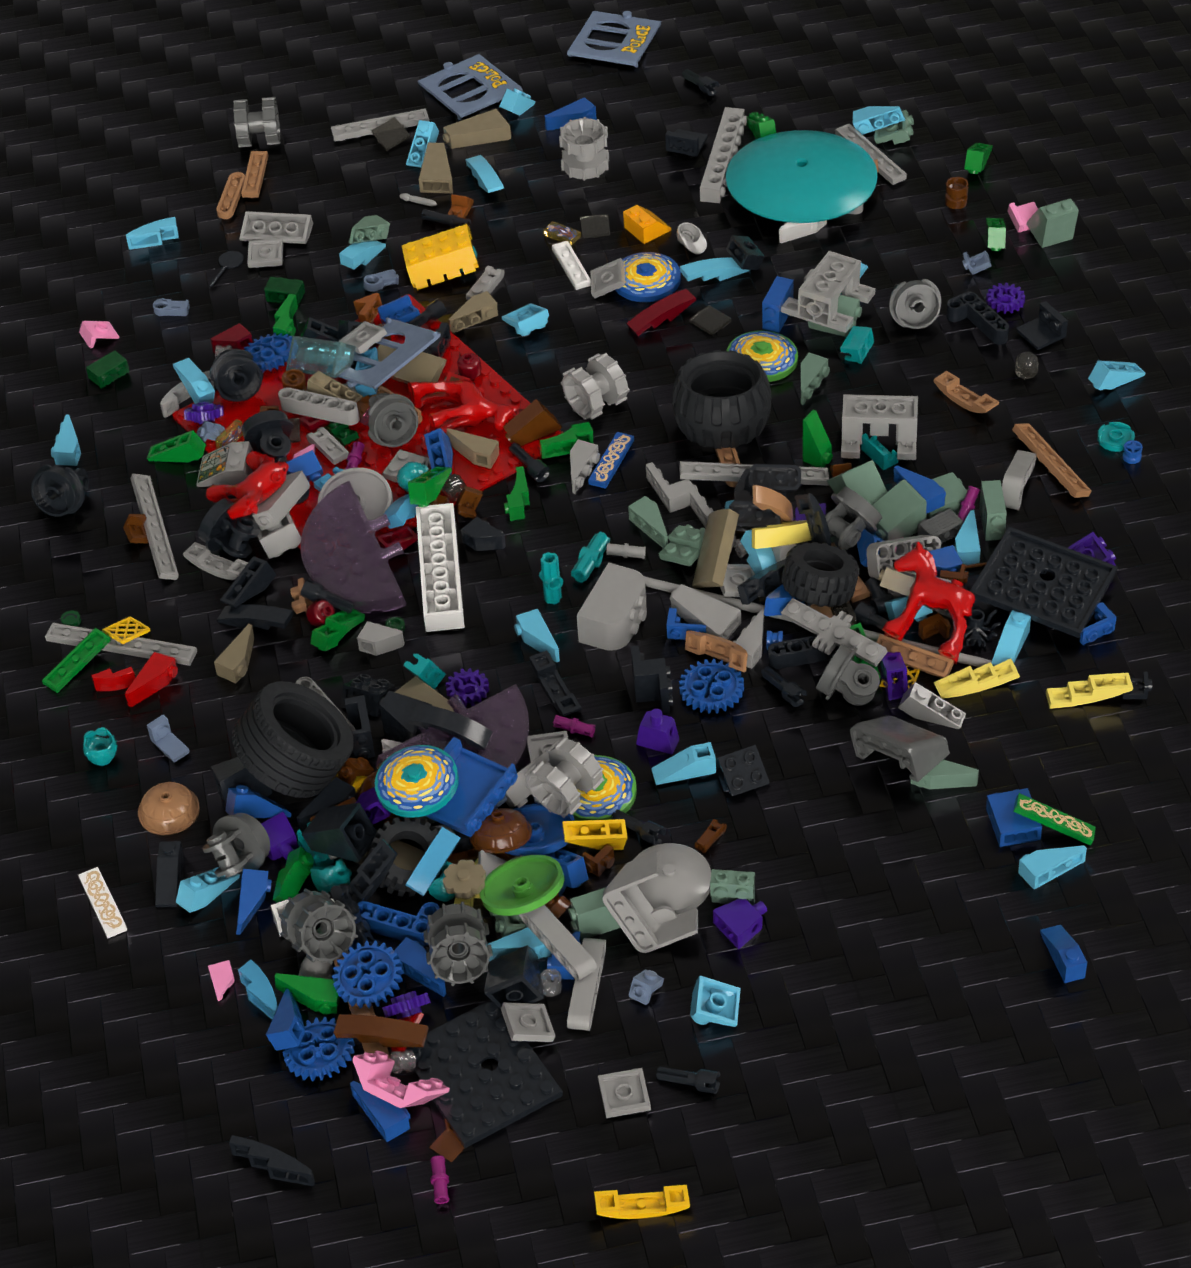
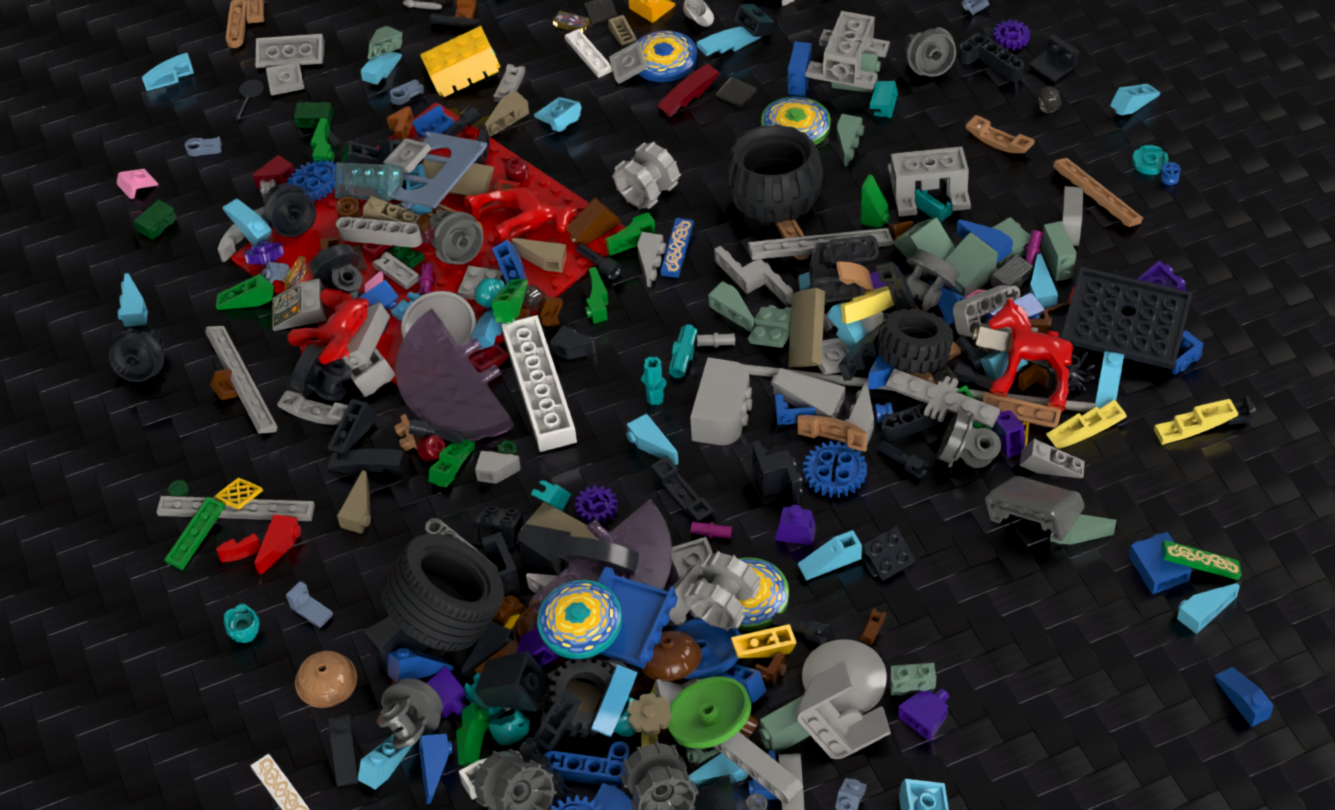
camera: 10 degrees left, 5 degrees up
(609, 238) = (621, 21): none -> dark tan slope

